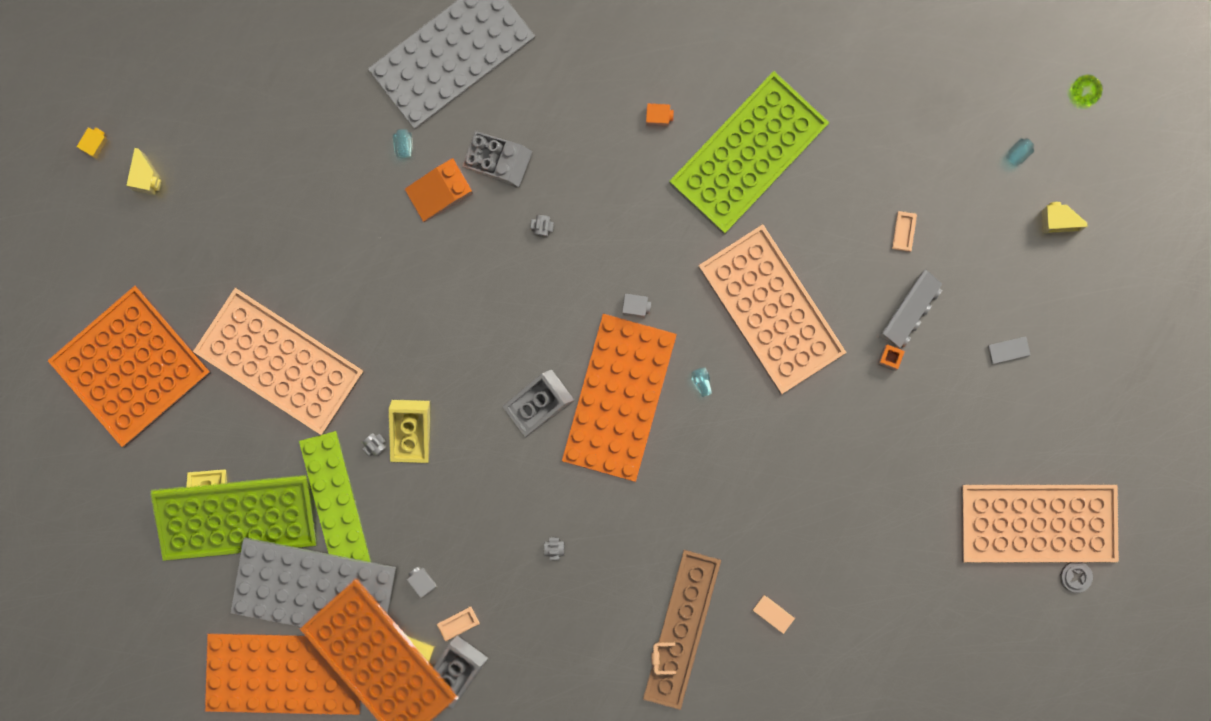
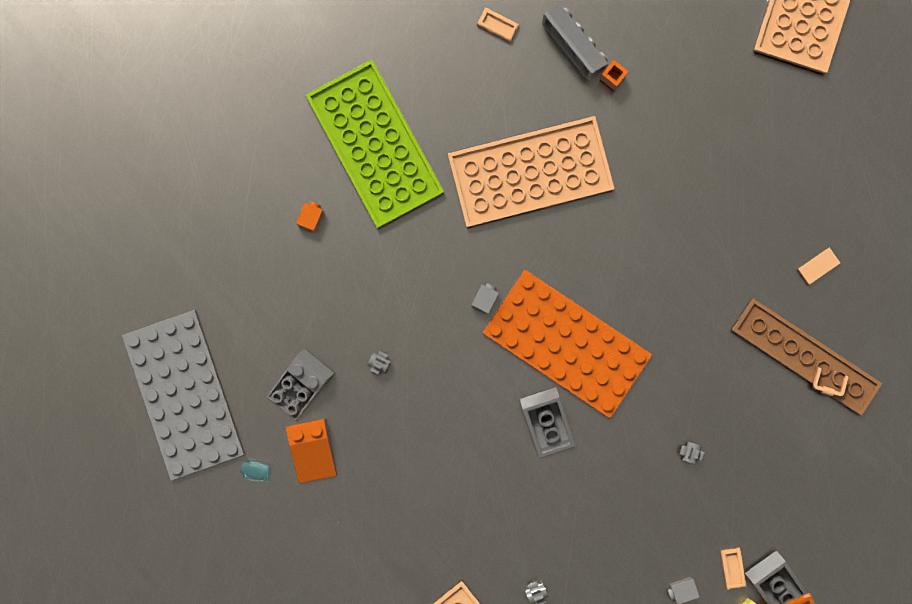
camera: 75 degrees left, 0 degrees up
(409, 431) = (534, 554): light yellow slope -> none
(702, 381) = (576, 260): clear light blue cone -> none

